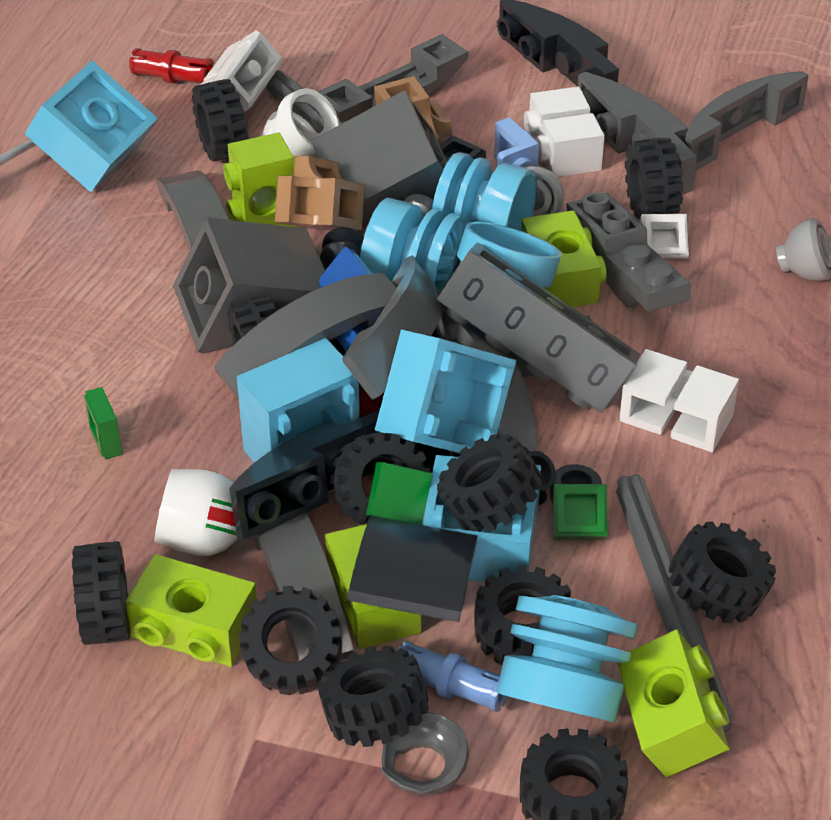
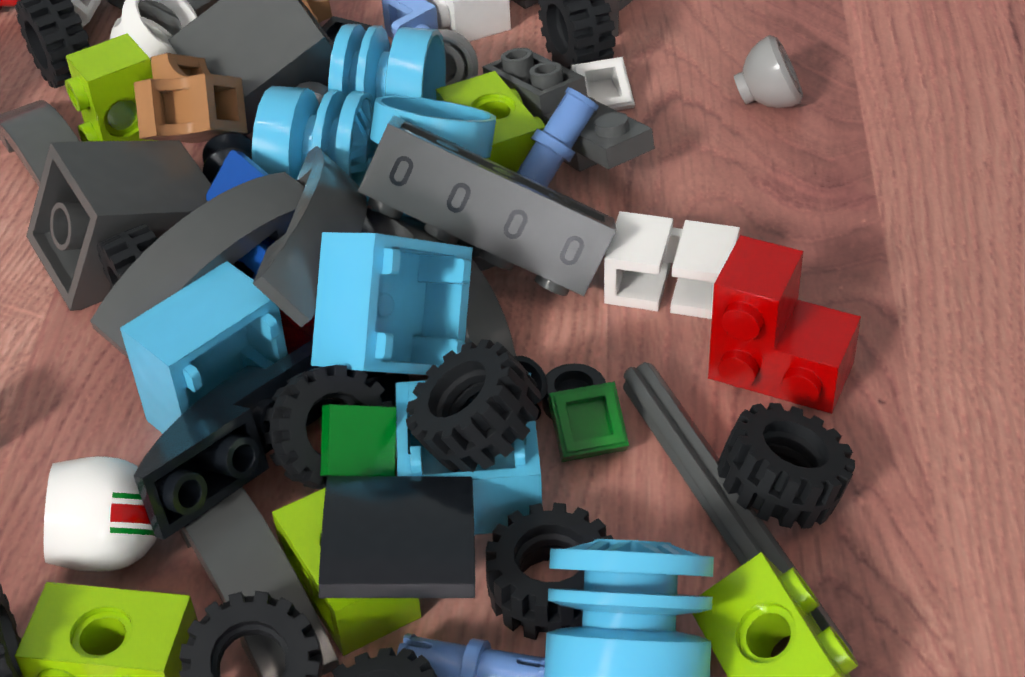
camera: 10 degrees left, 0 degrees up
(609, 279) = (558, 137): none -> medium blue pin
(739, 471) = (769, 337): none -> red brick

